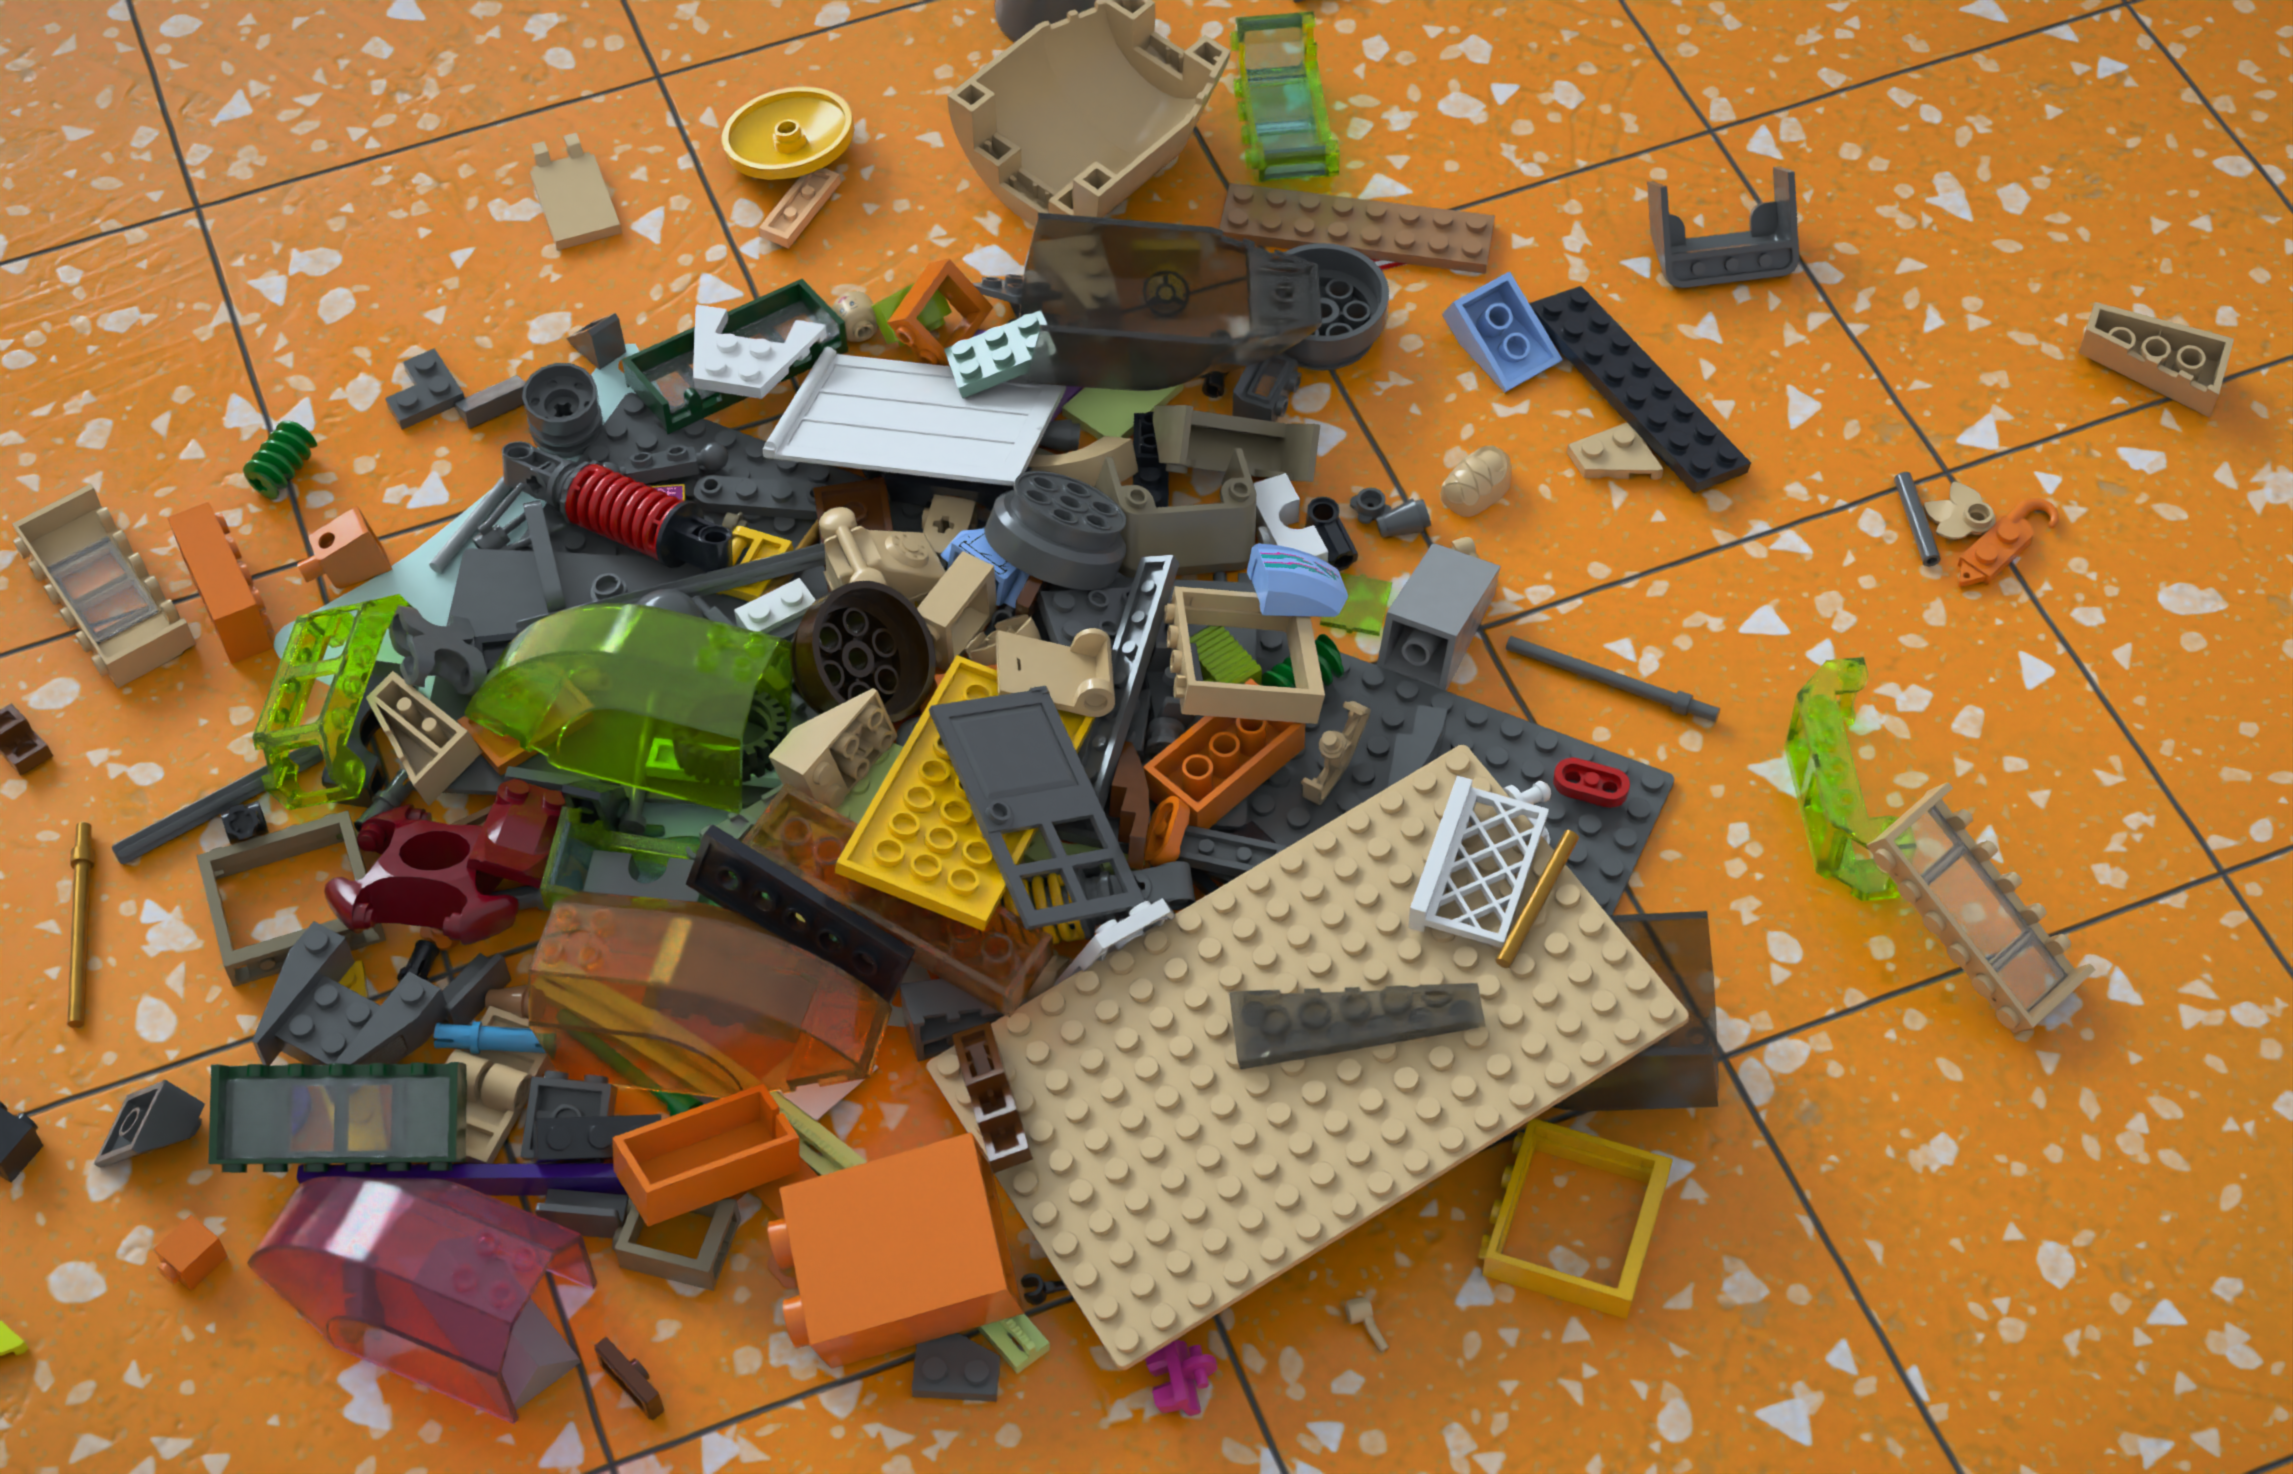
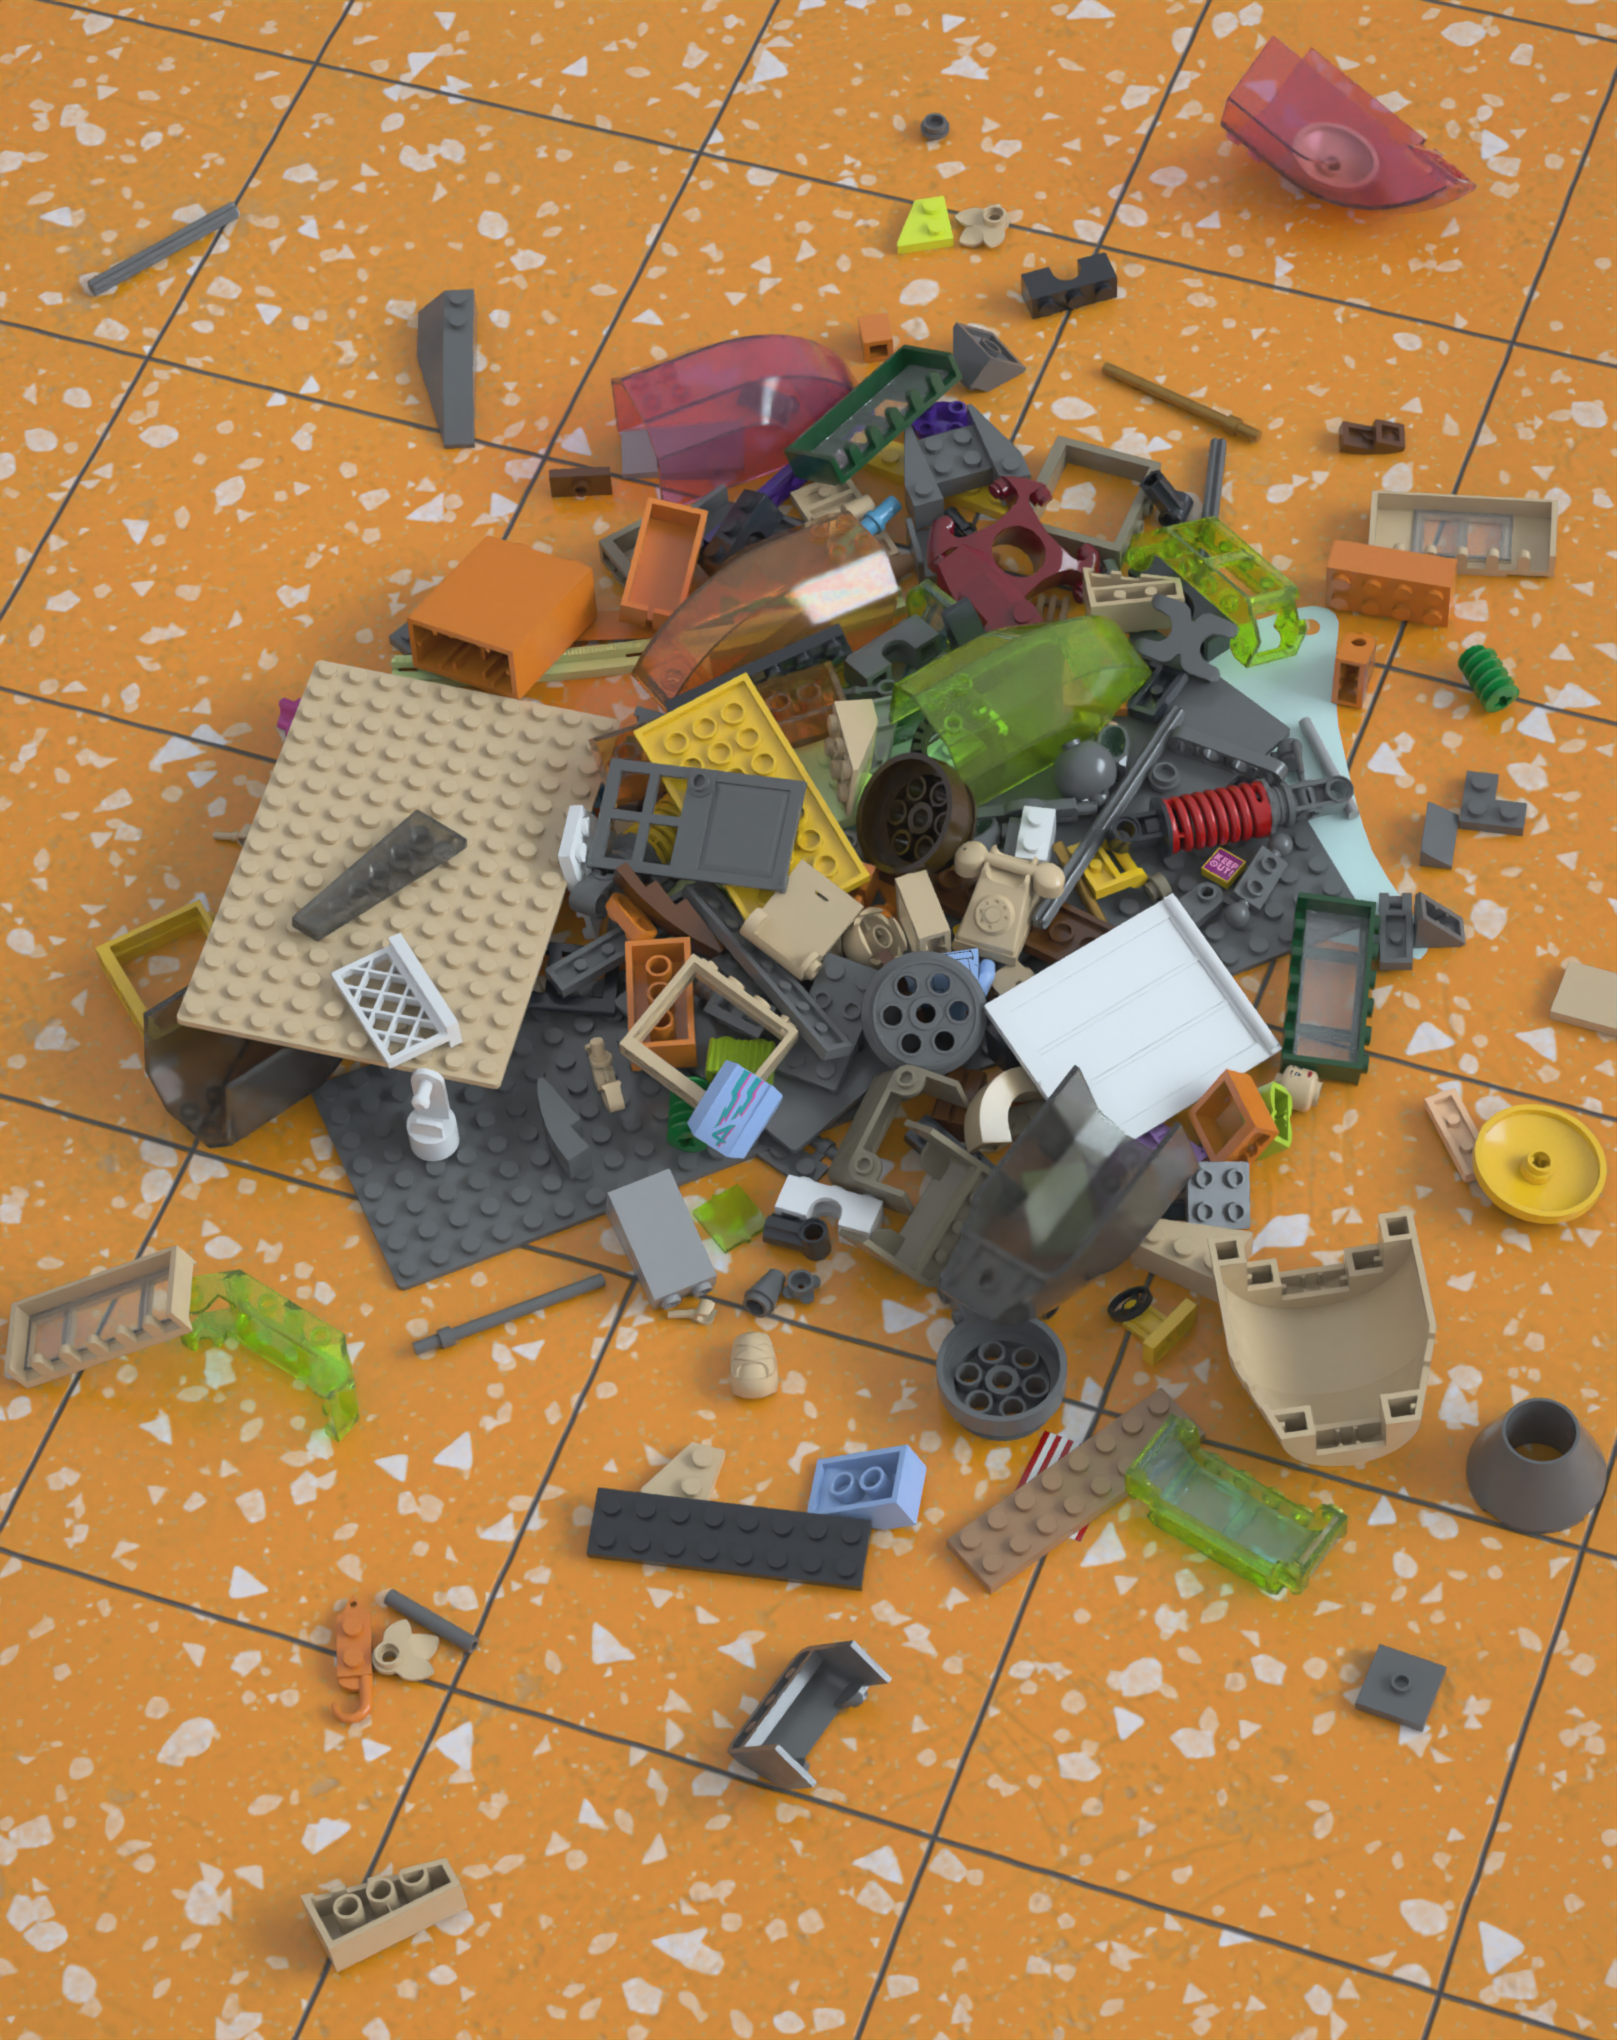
camera: 135 degrees right, 0 degrees up
(562, 409) = (1367, 850): dark grey wheel -> none
(611, 360) = (1395, 932): none -> dark grey plate
(745, 364) = (1294, 958): white wing -> none
(992, 1097) = (542, 712): reddish brown slope -> none
(994, 355) = (1140, 1115): plate -> none
(1537, 899) = (338, 1012): pearl gold bar -> none
(1592, 782) = (435, 1215): red plate -> none

